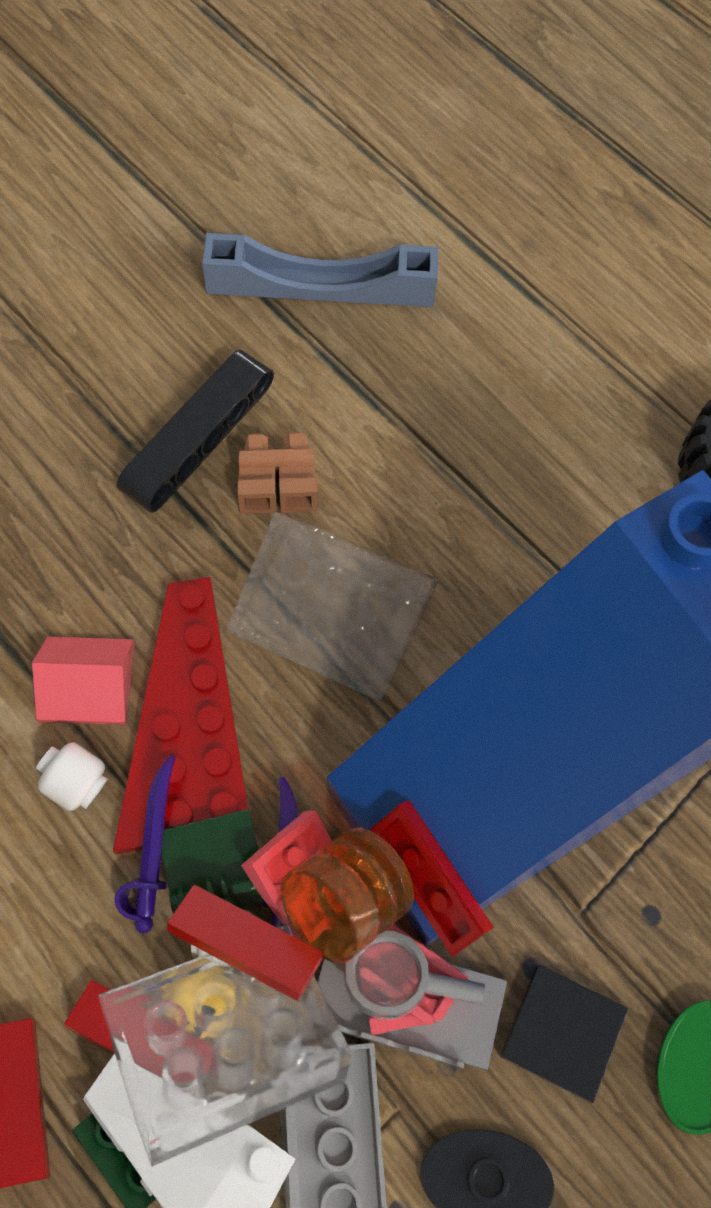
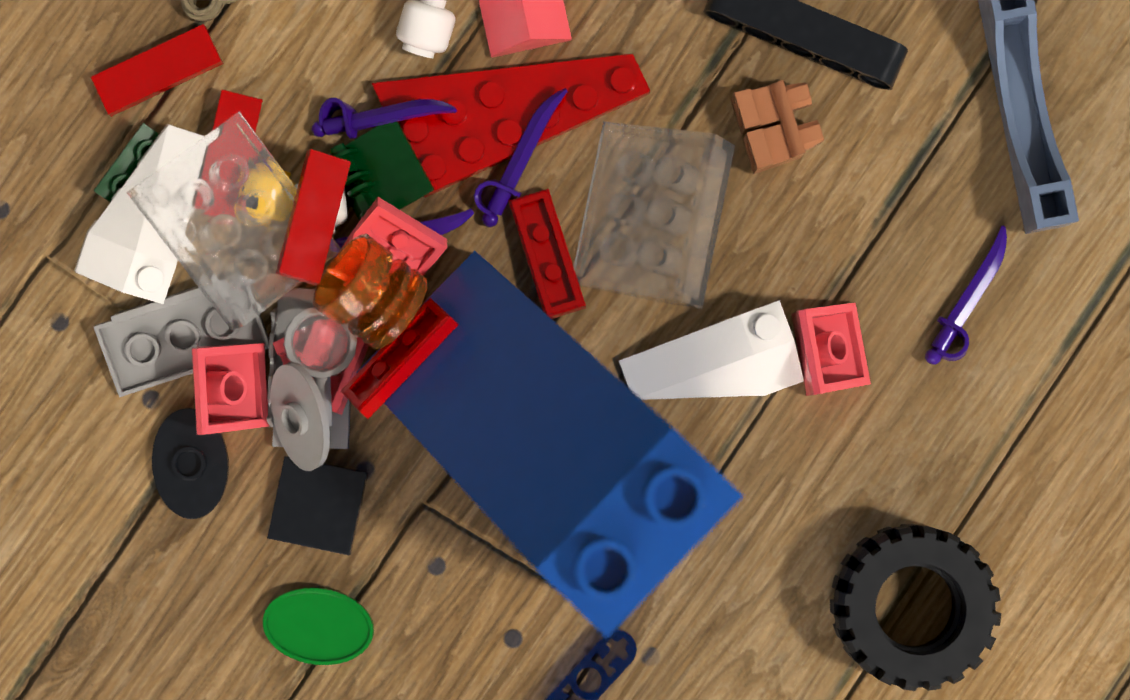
camera: 80 degrees right, 20 degrees up
(245, 719) = (518, 162): none -> dark purple sword
(340, 713) = (547, 254): none -> red tile
(412, 1101) = (230, 387): none -> coral slope
(465, 1019) = (300, 416): none -> light grey piece
(489, 562) = (729, 359): none -> white wedge
(502, 379) = (953, 324): none -> dark purple sword
(503, 484) = (830, 348): none -> coral slope

